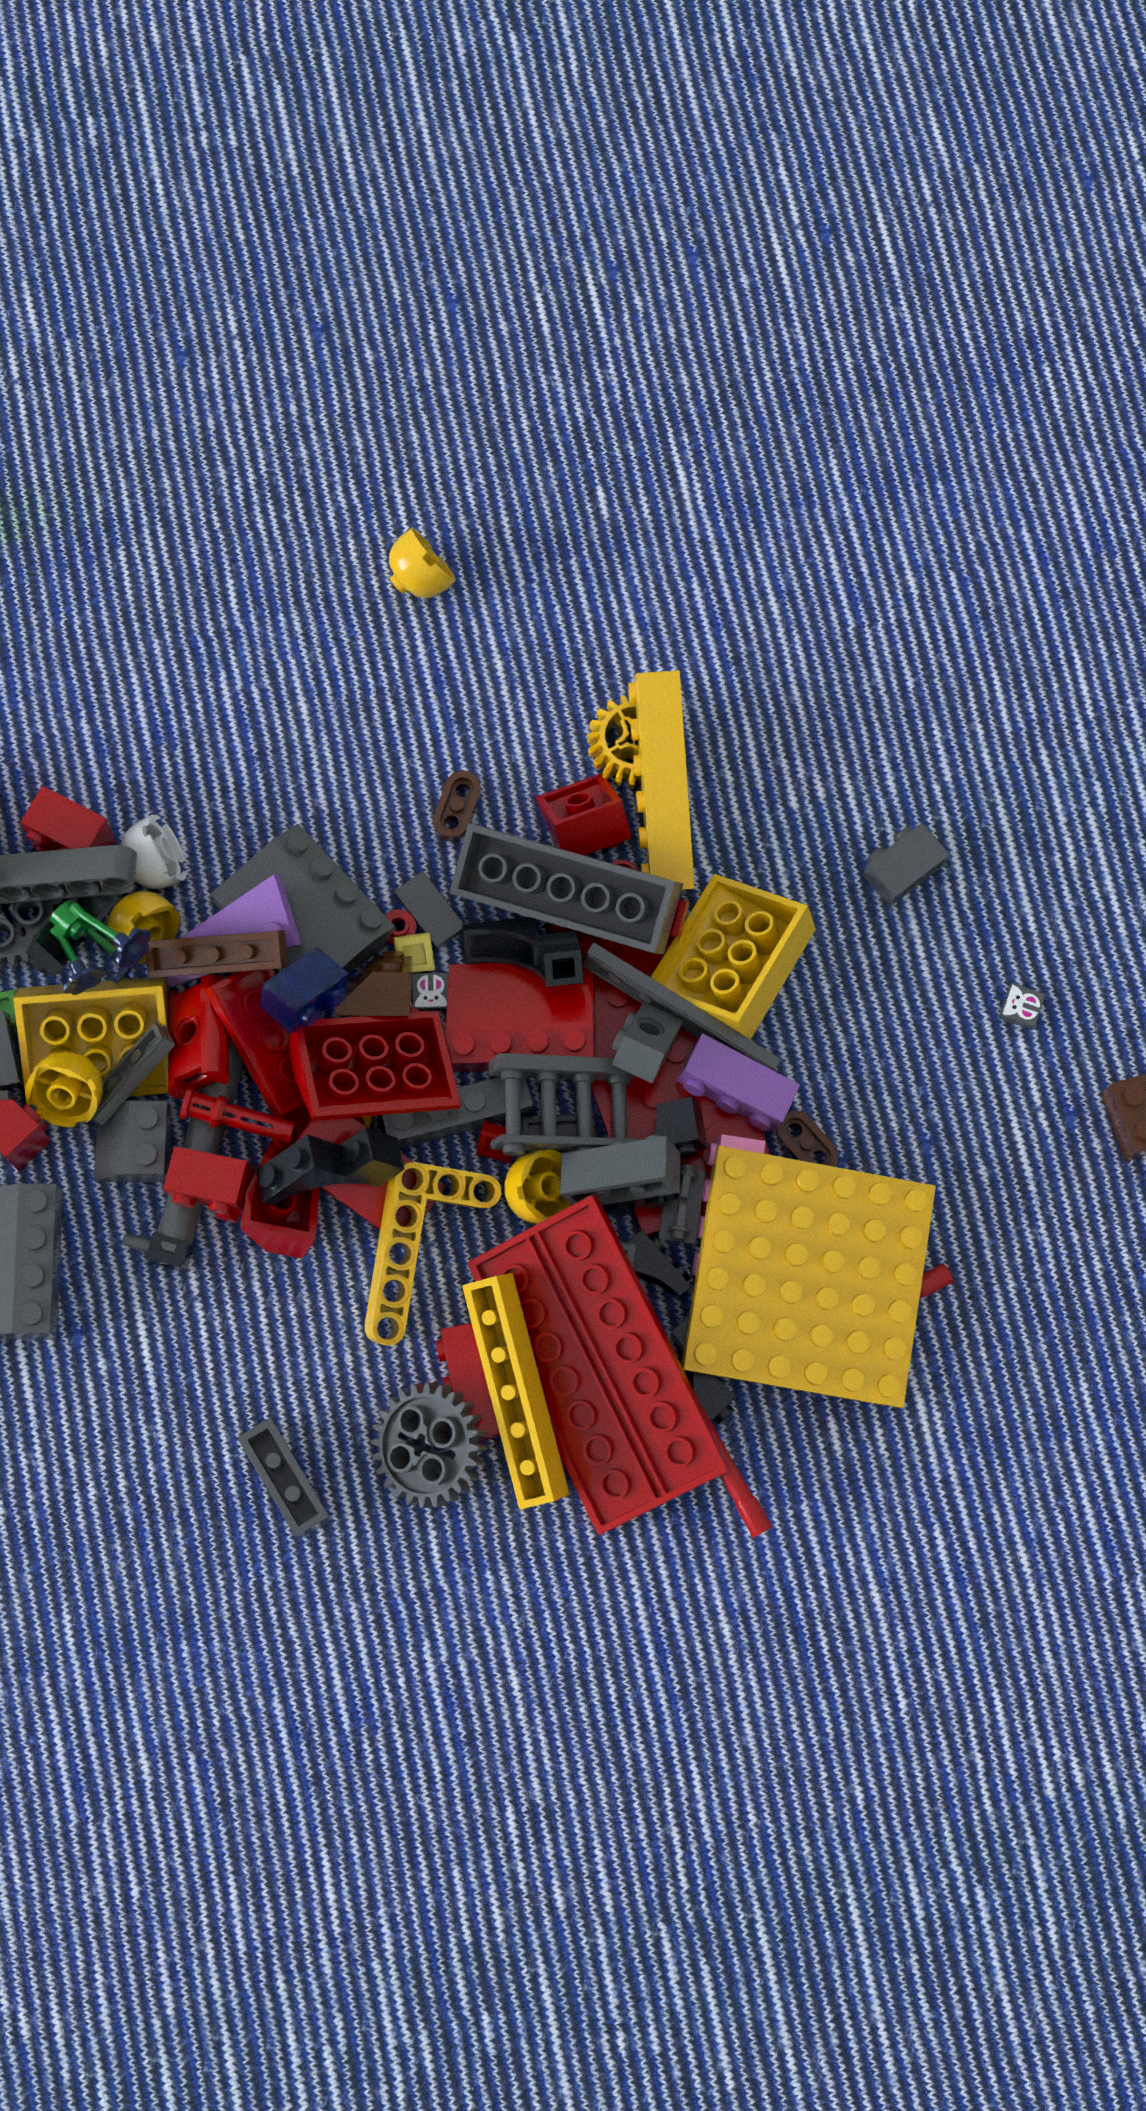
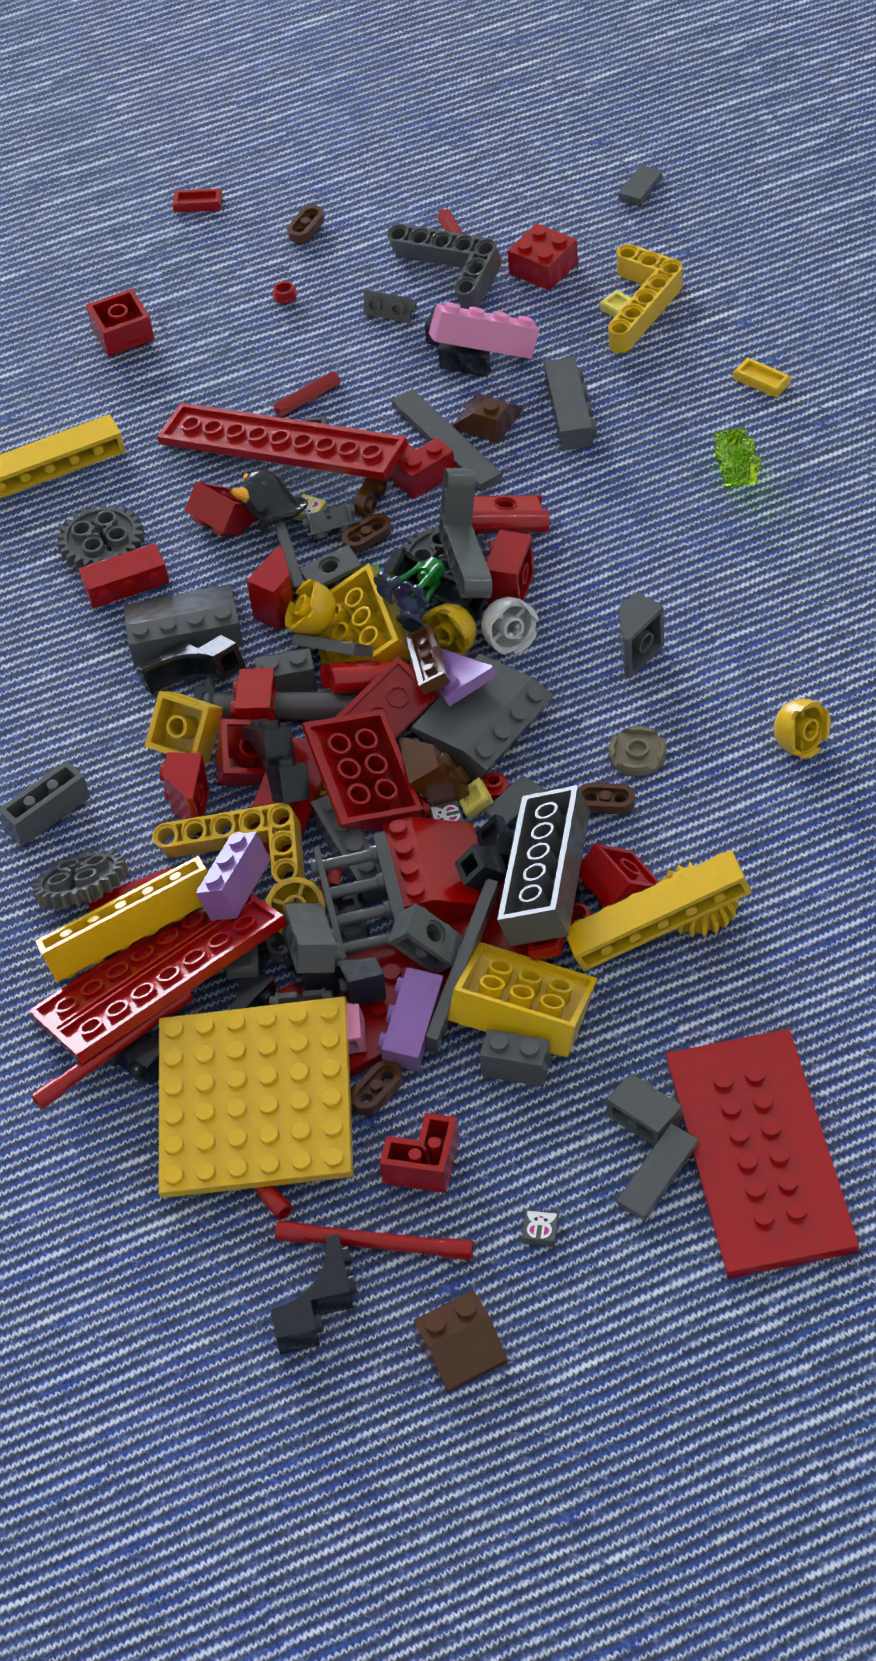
camera: 90 degrees right, 25 degrees down
(87, 1271) = (184, 662): none -> black arch
(216, 1280) = (183, 725): none -> yellow brick
(222, 706) = (640, 631): none -> dark grey slope
(281, 1130) = (310, 697): red pin -> none
(304, 990) = (407, 707): clear blue brick -> none
(320, 1292) = (185, 784): none -> red slope
(388, 755) = (637, 751): none -> dark tan tile
(499, 1248) = (233, 876): none -> medium lavender brick
(808, 983) = (515, 1058): none -> dark grey brick
(926, 1098) = (425, 1161): none -> red brick
(972, 763) = (761, 1154): none -> red plate
(978, 1255) = (443, 1247): none -> red piece
(985, 870) = (657, 1172): none -> dark grey tile
(1095, 1278) = (300, 1319): none -> black arch

